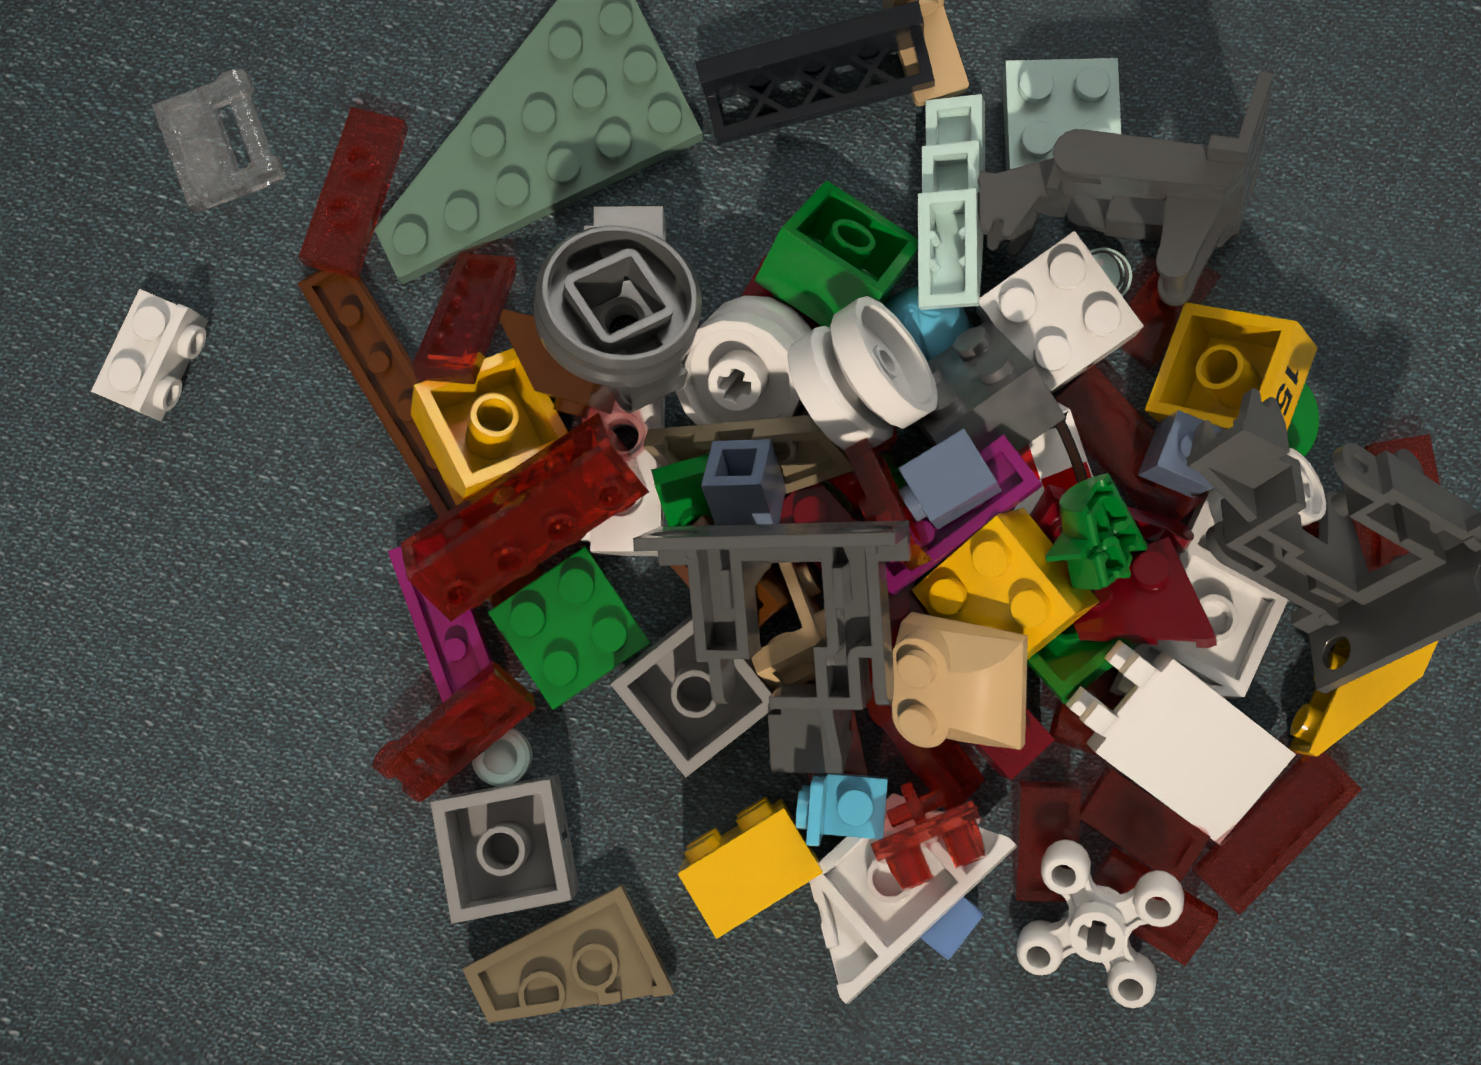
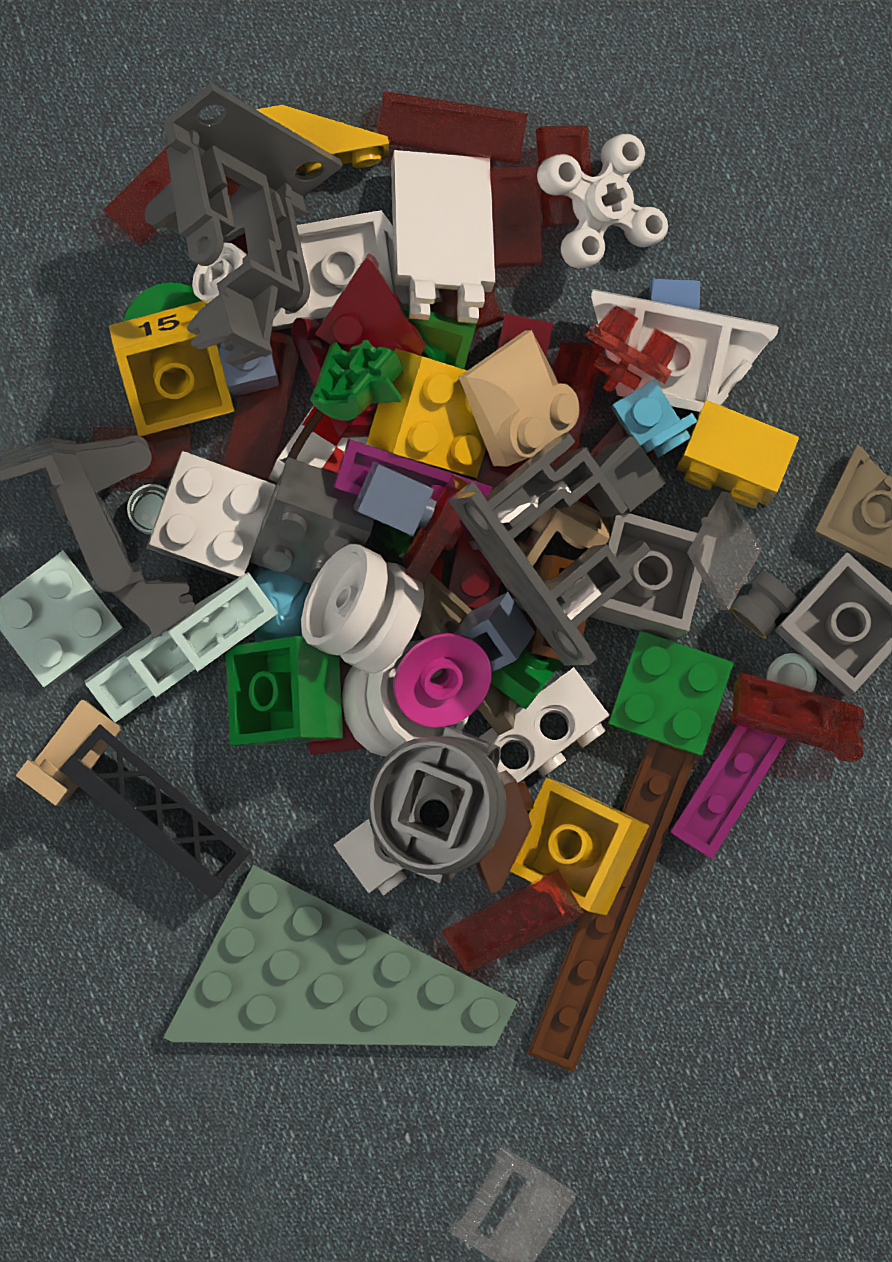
camera: 135 degrees left, 0 degrees up
(151, 355) = (701, 1138): white bracket -> none
(353, 192) = (479, 1080): clear red plate -> none
(523, 518) = (622, 770): clear red brick -> none
(588, 782) = (764, 604): none -> dark grey wheel
(665, 781) = (724, 550): none -> clear piece
(718, 394) = (451, 694): none -> dark pink dish
(1044, 815) = (557, 284): clear red plate -> none

